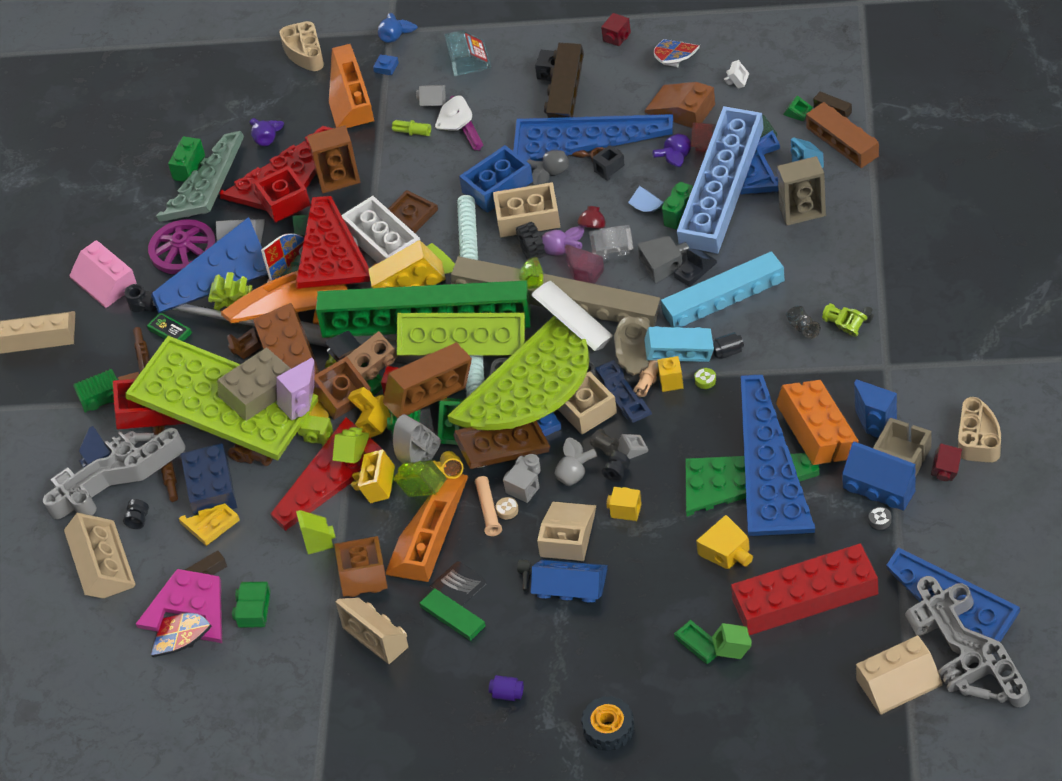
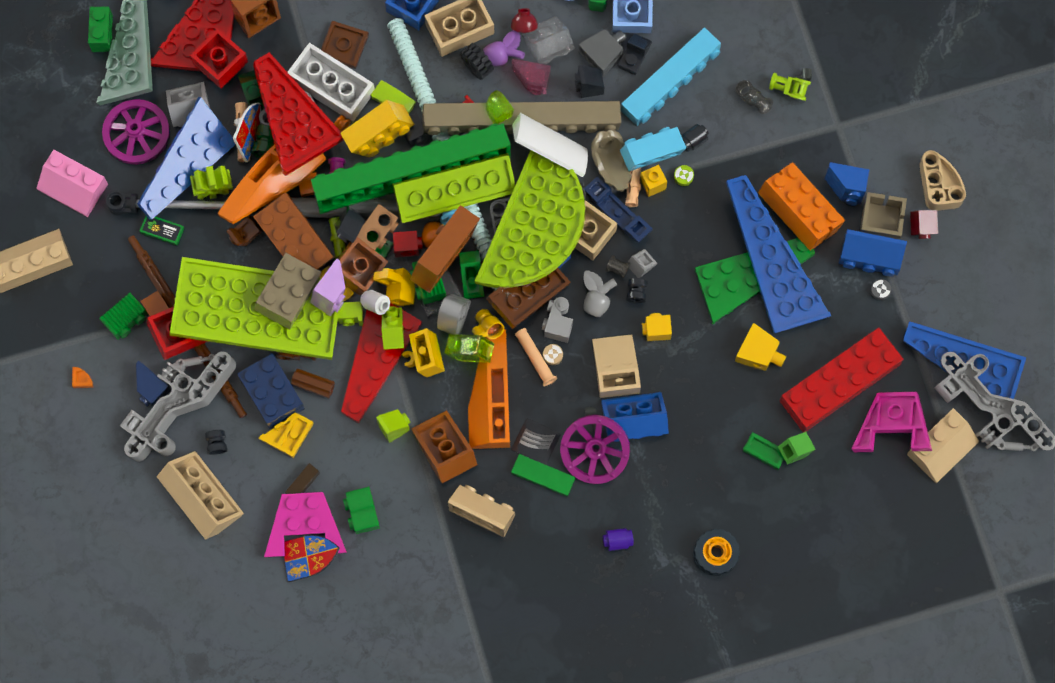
camera: 25 degrees left, 25 degrees up
(34, 437) = (81, 379): none -> orange tile
(253, 483) = (312, 383): none -> reddish brown axle
(342, 417) = (375, 302): none -> white brick
(509, 594) = (594, 453): none -> magenta wheel
(637, 275) = (589, 81): none -> black slope
(848, 632) = (894, 414): none -> dark pink wing

